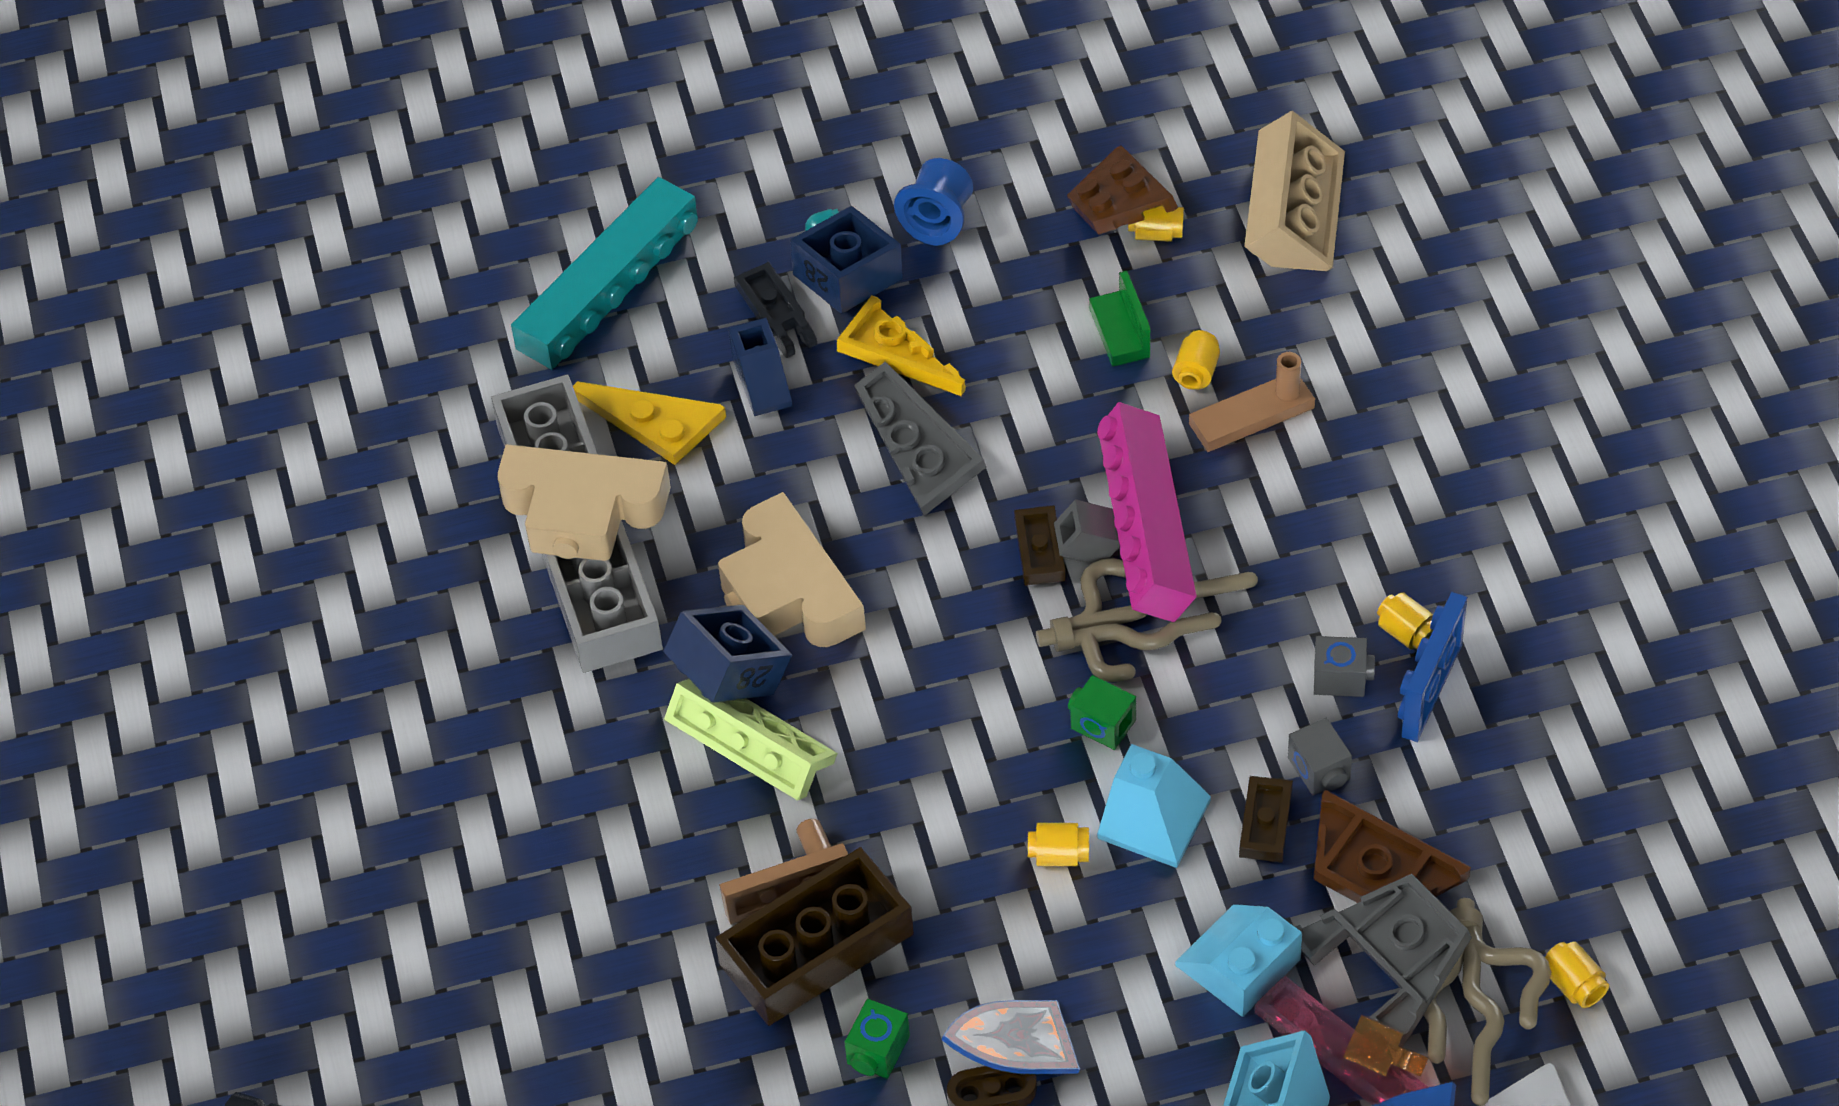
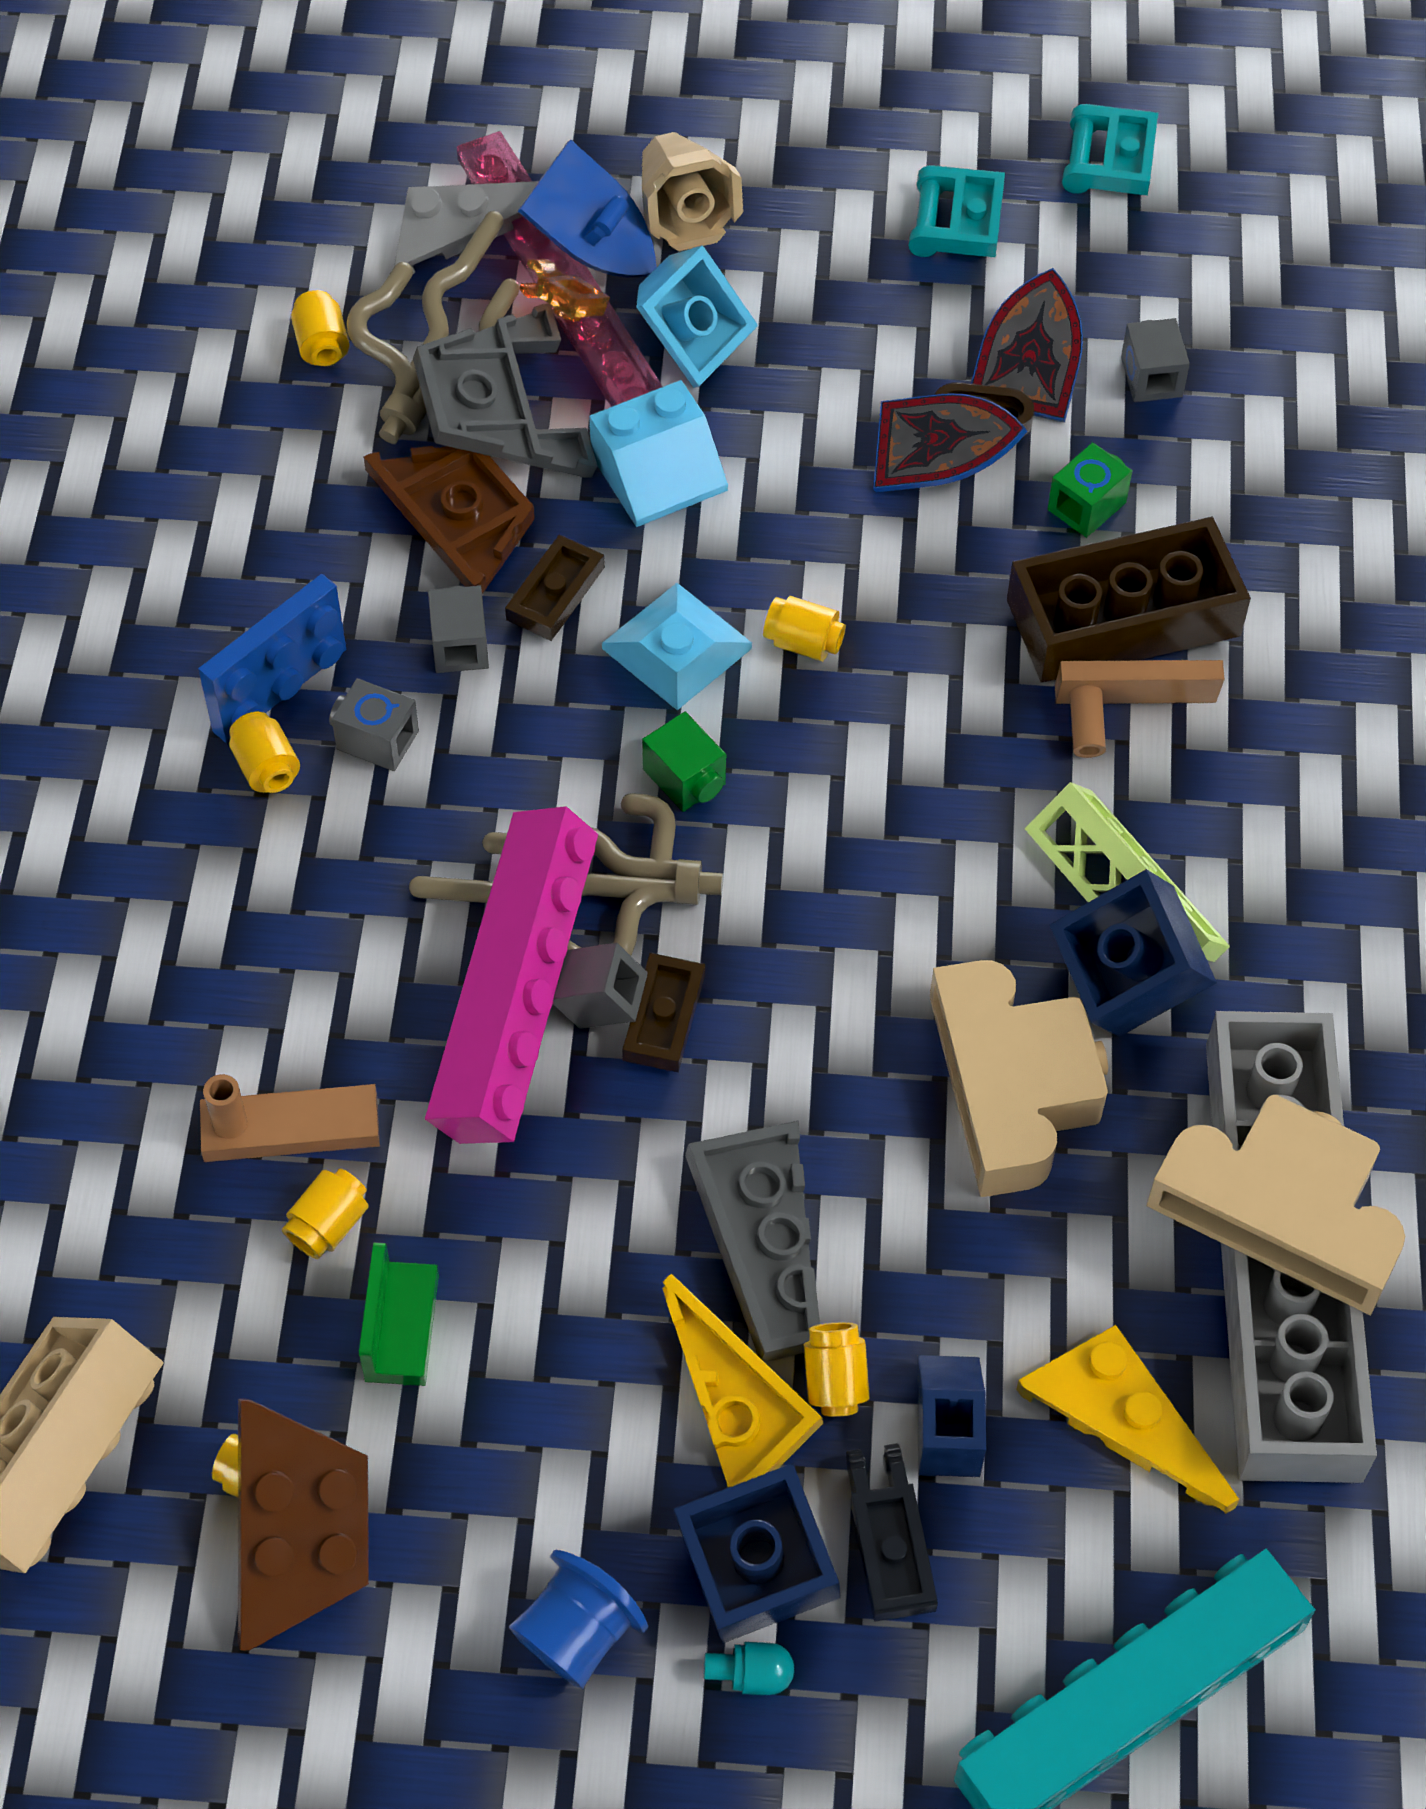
camera: 165 degrees left, 5 degrees up
(837, 367) = (836, 1368): none -> yellow brick

